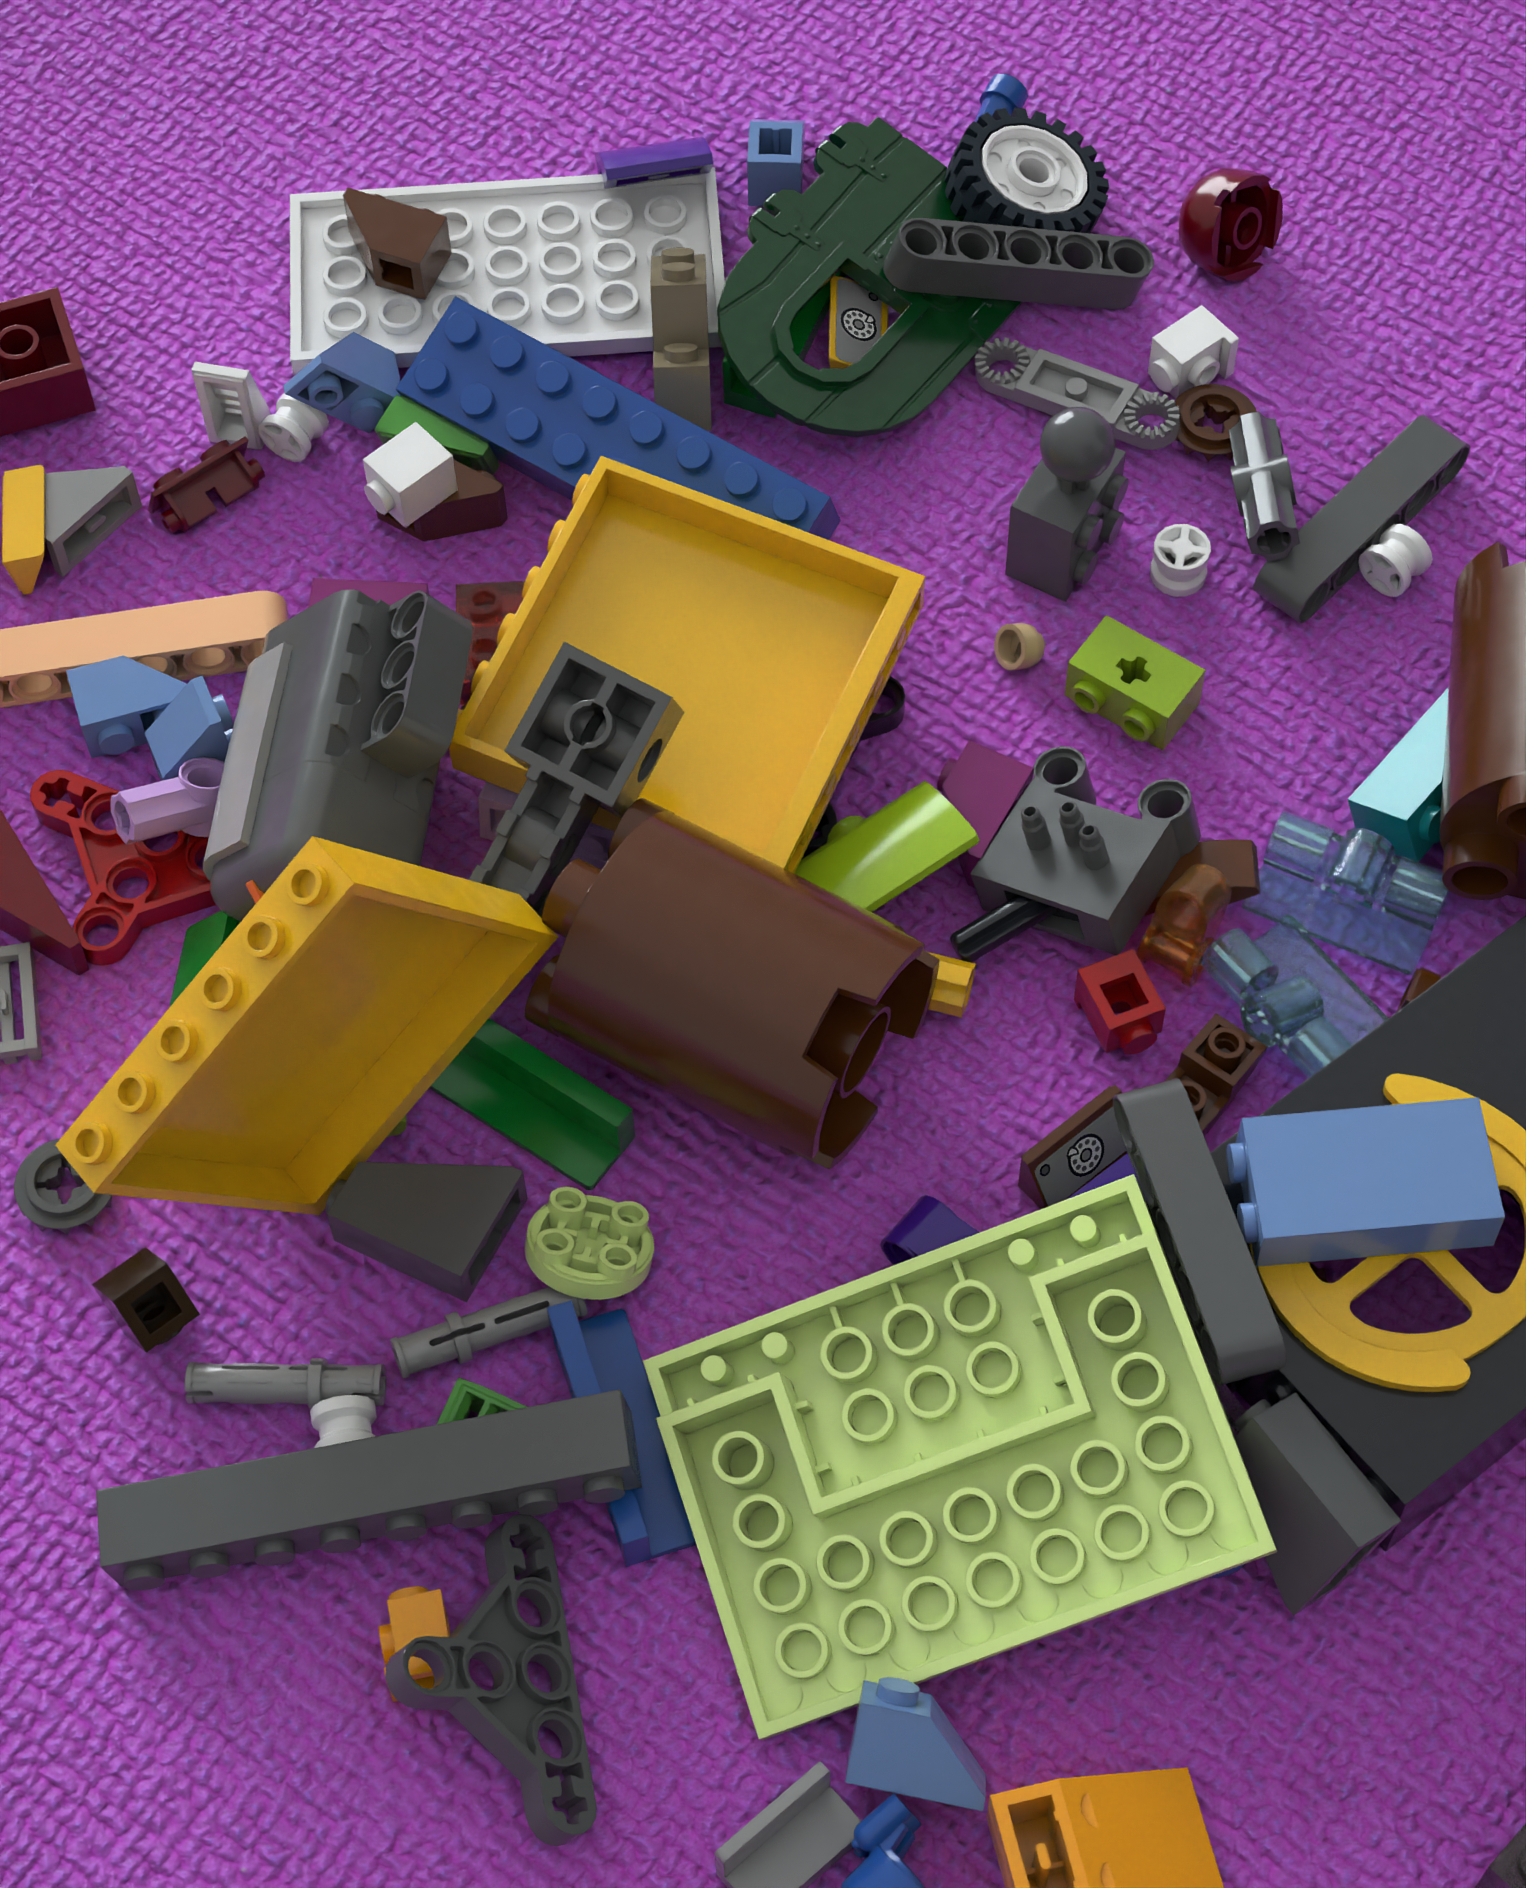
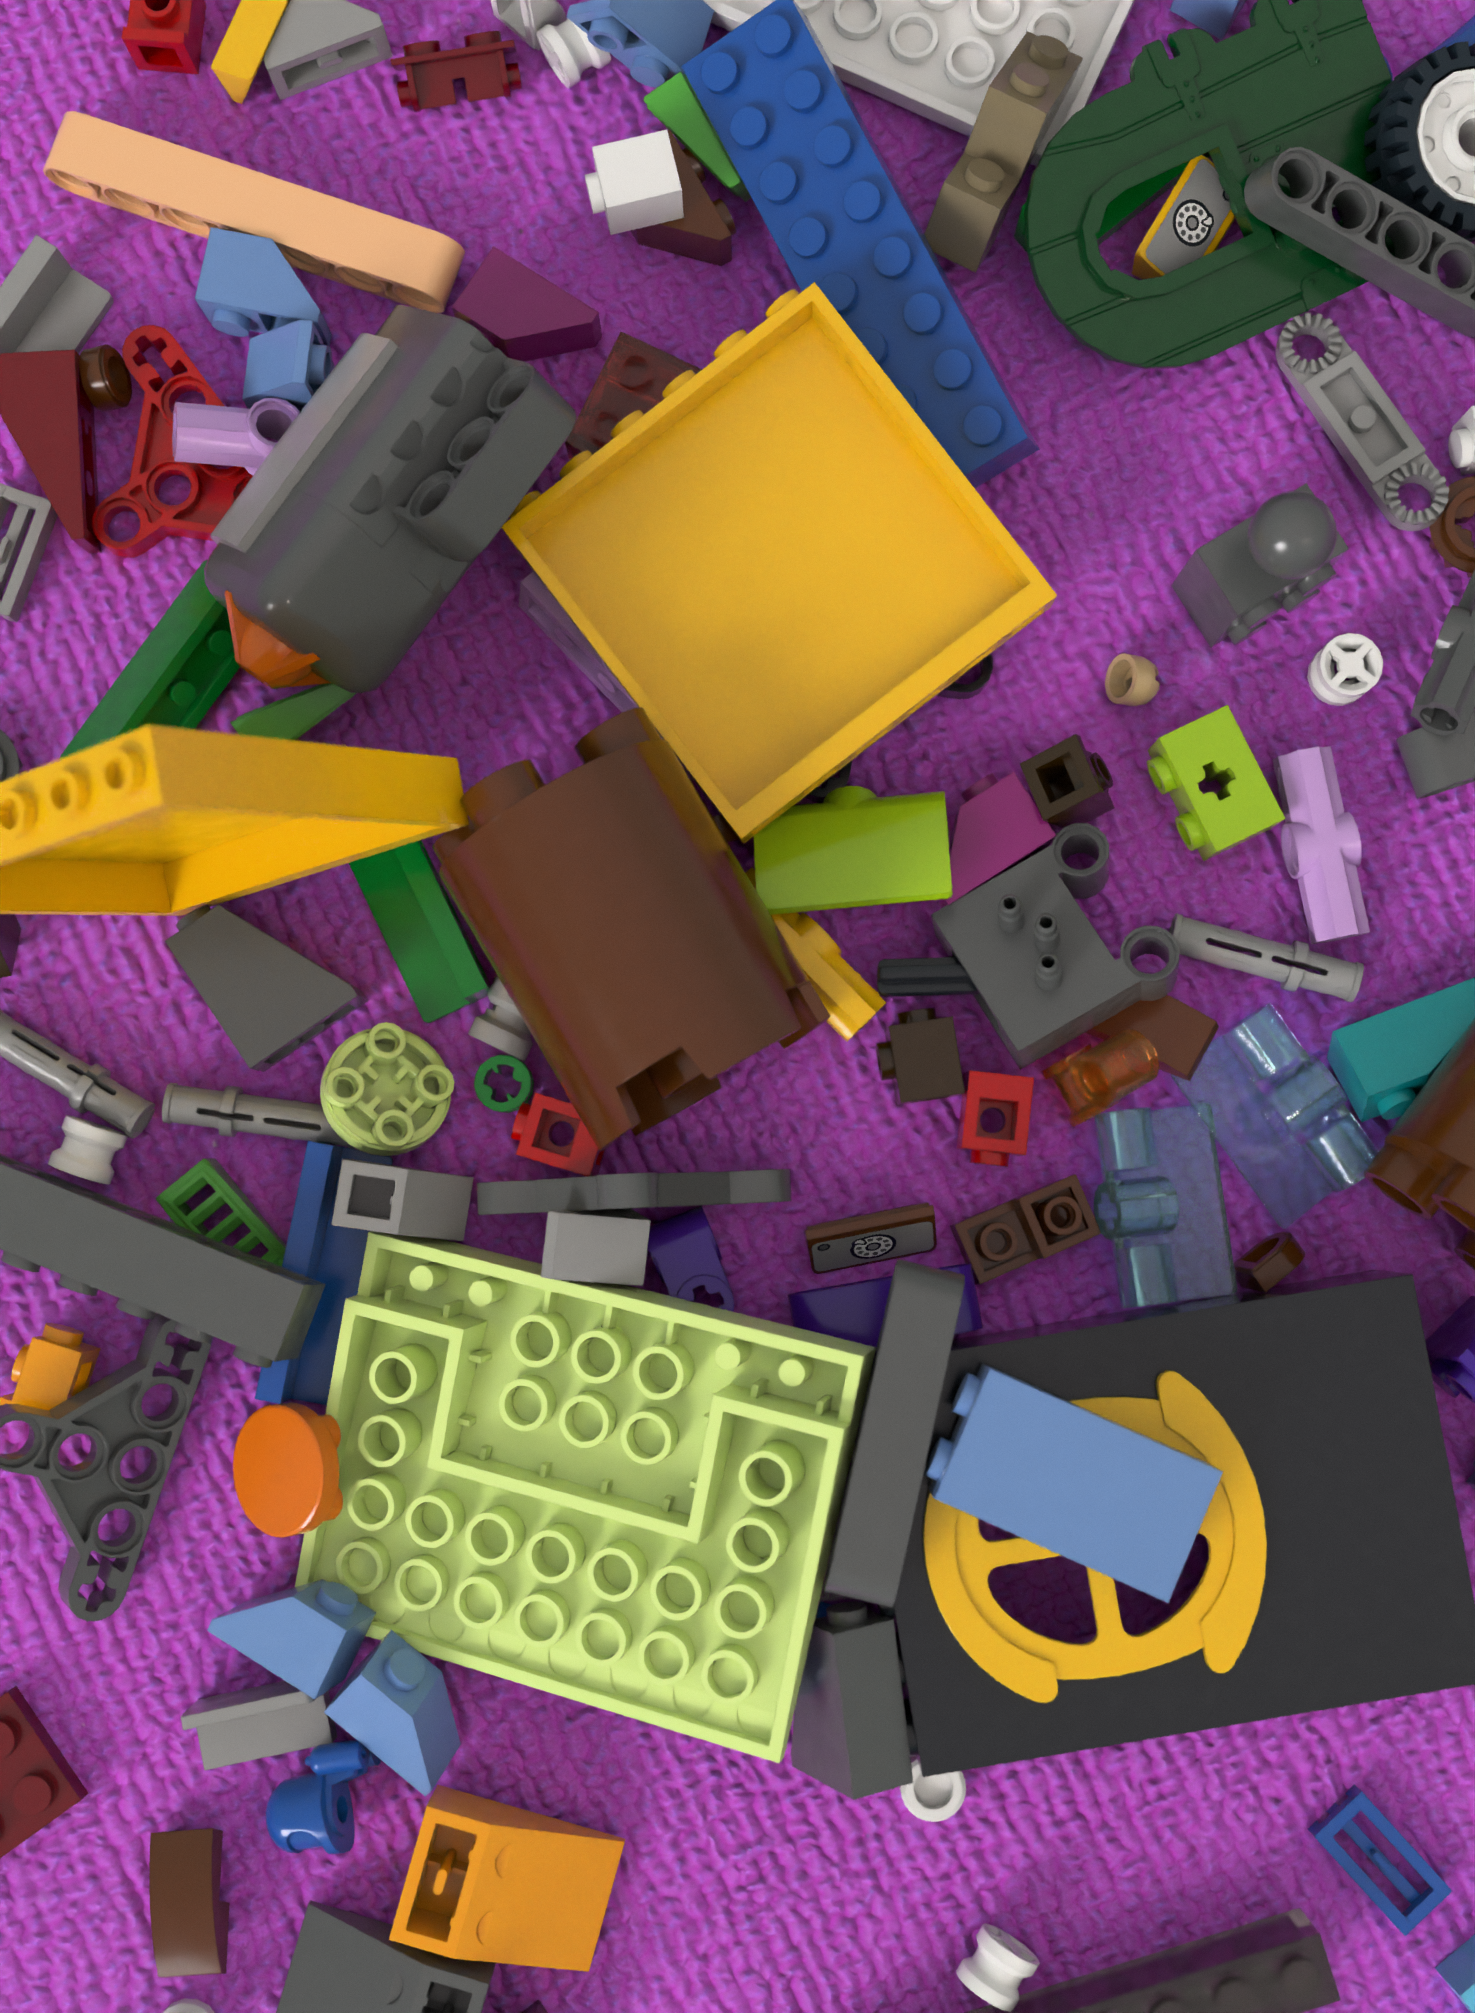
camera: 30 degrees right, 25 degrees up
(29, 827) = (105, 378): none -> reddish brown tile
(585, 747) = (605, 631): dark grey brick -> none
(648, 1317) = (402, 1200): none -> light grey slope
(664, 1138) = (502, 1025): none -> light grey wheel
(675, 1209) = (487, 1094): none -> green bush
(686, 1596) = (288, 1469): none -> orange tile
(766, 1182) = (534, 1132): none -> red brick
(779, 1725) = (300, 1633): none -> medium blue slope
(853, 1245) = (596, 1246): none -> light grey slope
(855, 1200) = (634, 1191): none -> dark grey beam
(1017, 725) = (1069, 783): none -> dark brown brick
(1033, 993) = (921, 1057): none -> dark brown brick
(1248, 687) = (1321, 845): none -> lavender piece
(1280, 781) = (1336, 975): none -> light grey pin
(1425, 1572) = (933, 1796): none -> white tile

